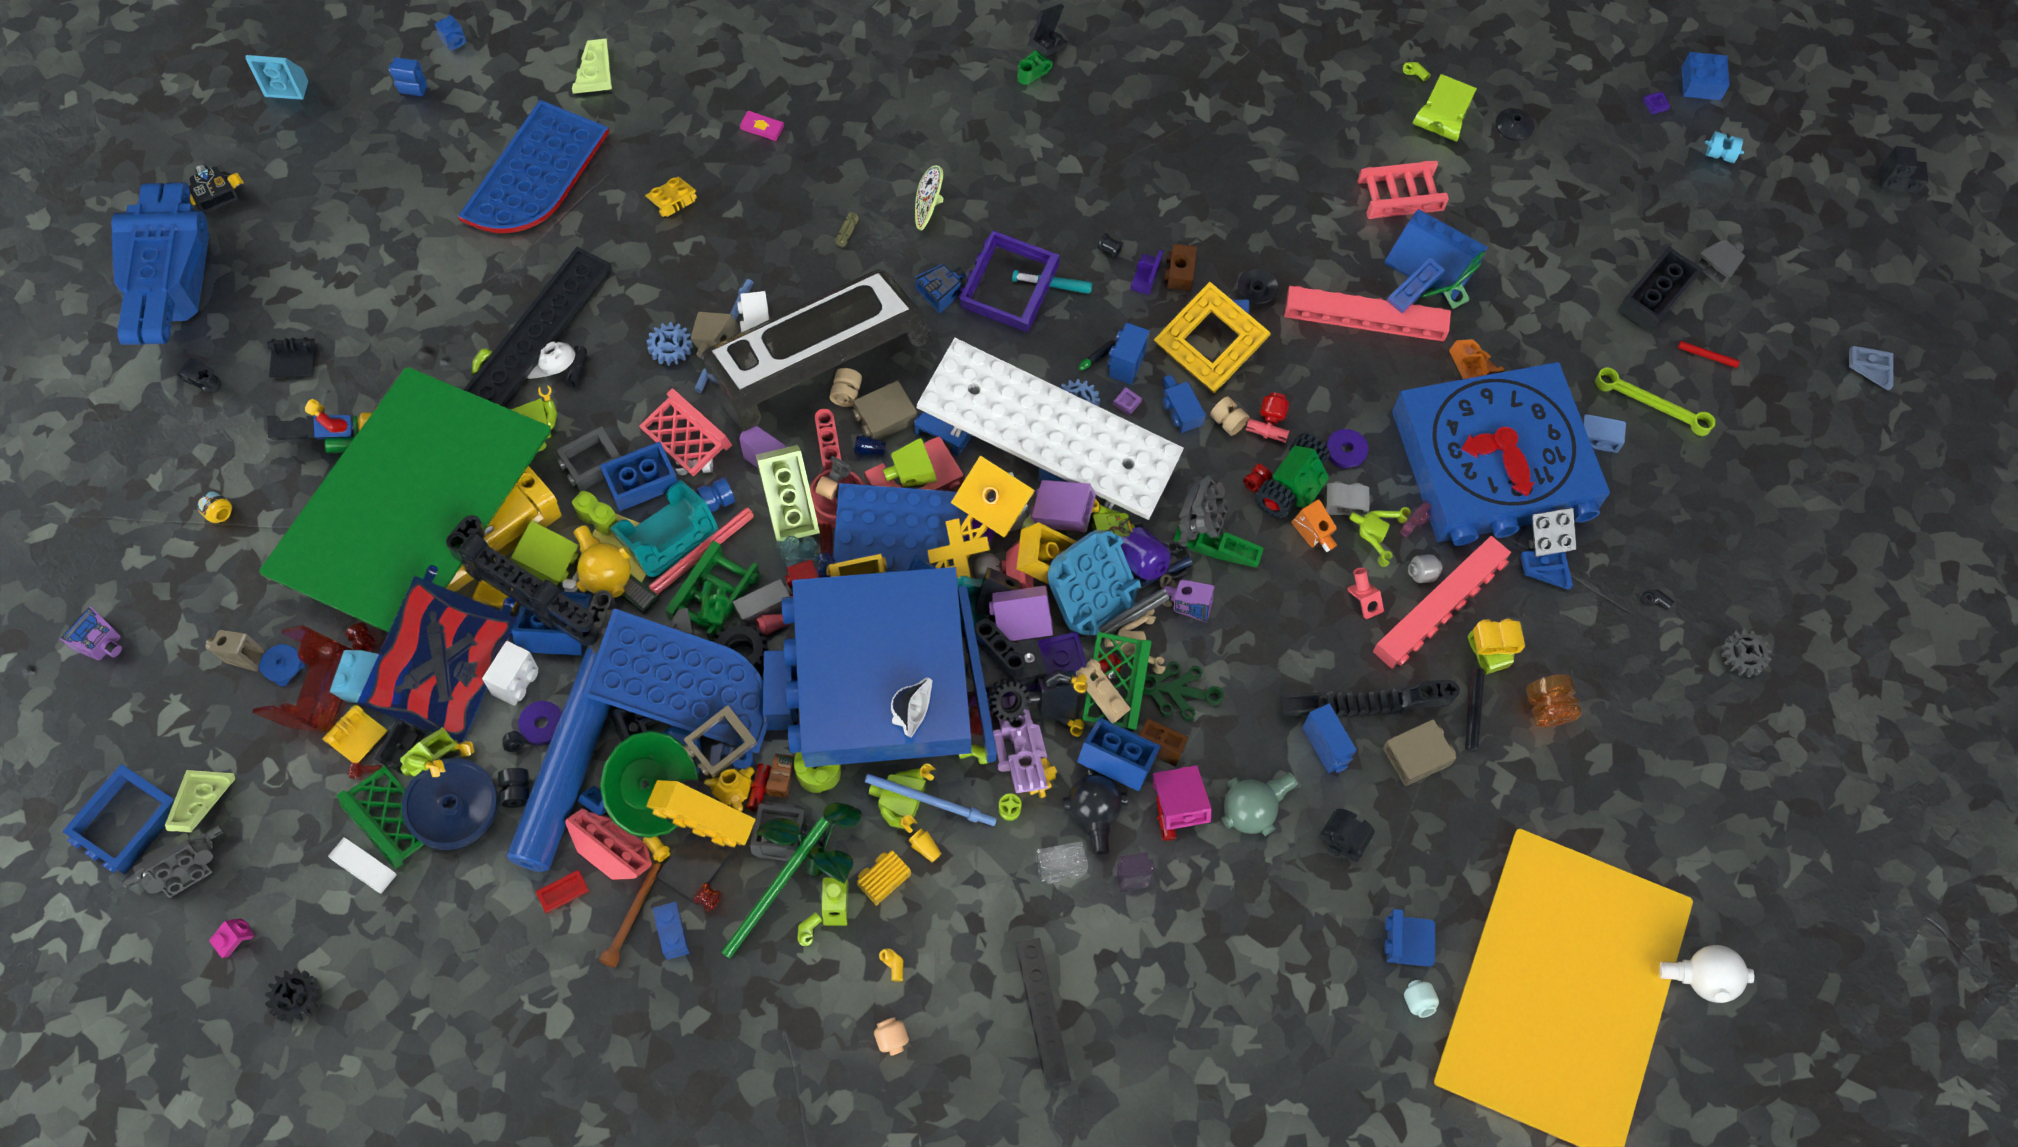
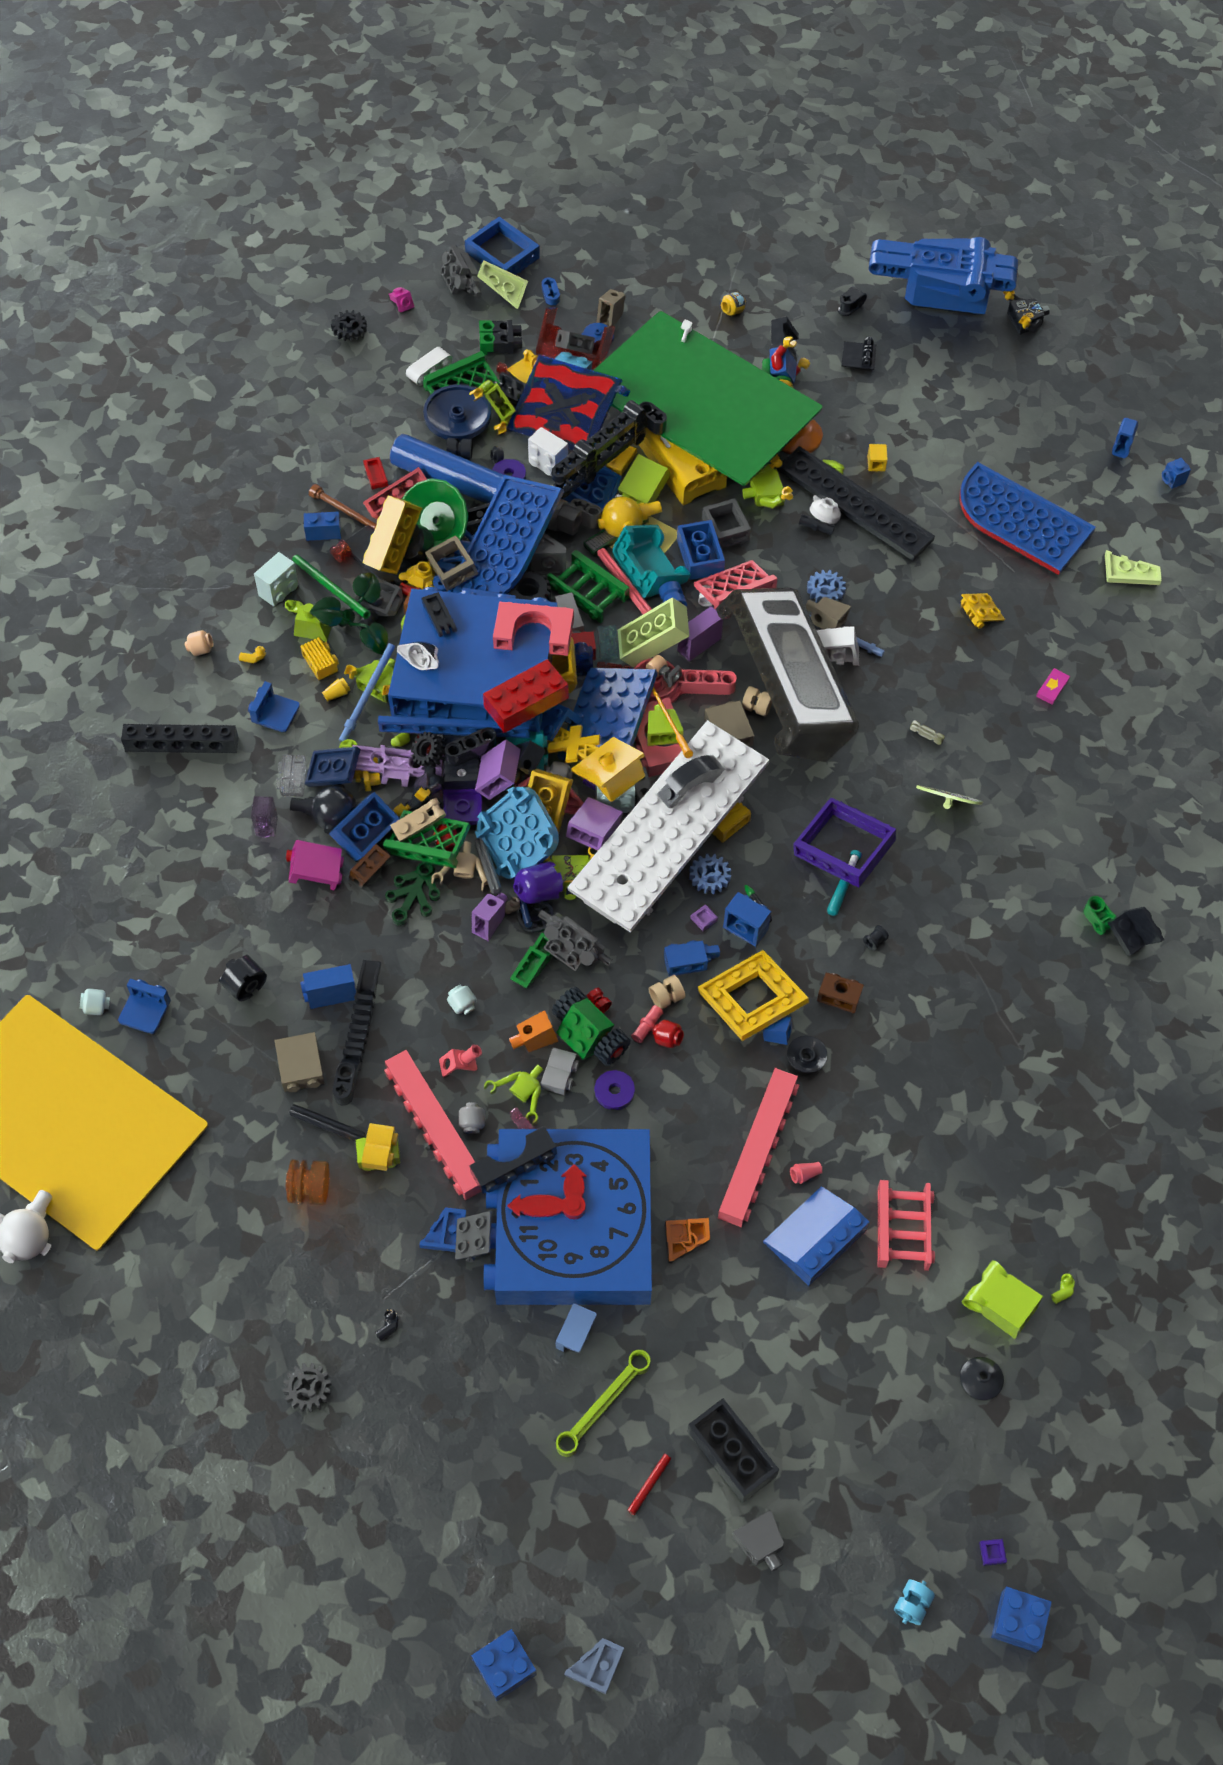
camera: 105 degrees right, 5 degrees down
(92, 636) = (644, 238): torso -> none
(201, 739) = (550, 291): none -> blue beam
(278, 77) = (1133, 356): medium azure slope -> none
(289, 530) = (687, 326): none -> white hand
(299, 786) = (498, 336): none -> black hips
(310, 680) = (569, 341): none -> dark grey torso
(462, 316) = (877, 457): none -> yellow brick
(594, 512) = (679, 515): lime brick -> none
(713, 603) = (570, 575): green hips -> none
(776, 959) = (276, 579): none -> light aqua brick
(832, 619) = (514, 615): none -> coral arch
(843, 704) = (438, 614): none -> black hinge
(868, 446) = (698, 710): clear blue cone -> none
(940, 286) = (851, 789): torso -> none
(945, 428) = (687, 752): none -> light orange piece
(947, 576) = (525, 695): none -> red brick
(972, 911) = (271, 709): none -> blue bracket
(1010, 397) = (692, 773): none -> black arch
(1045, 811) = (332, 766): none -> dark blue tile
(1146, 273) = (840, 963): dark purple panel -> none
(1254, 805) = (295, 921): sand green piece -> none
(1296, 608) = (461, 999): none -> light aqua head
(1378, 273) = (803, 1172): none -> coral cone
(1416, 285) = (774, 1189): blue piece -> none
(1465, 478) = (492, 1173): none -> black arch
(1470, 268) = (770, 1213): green piece -> none
(1907, 432) = (504, 1665): none -> blue brick

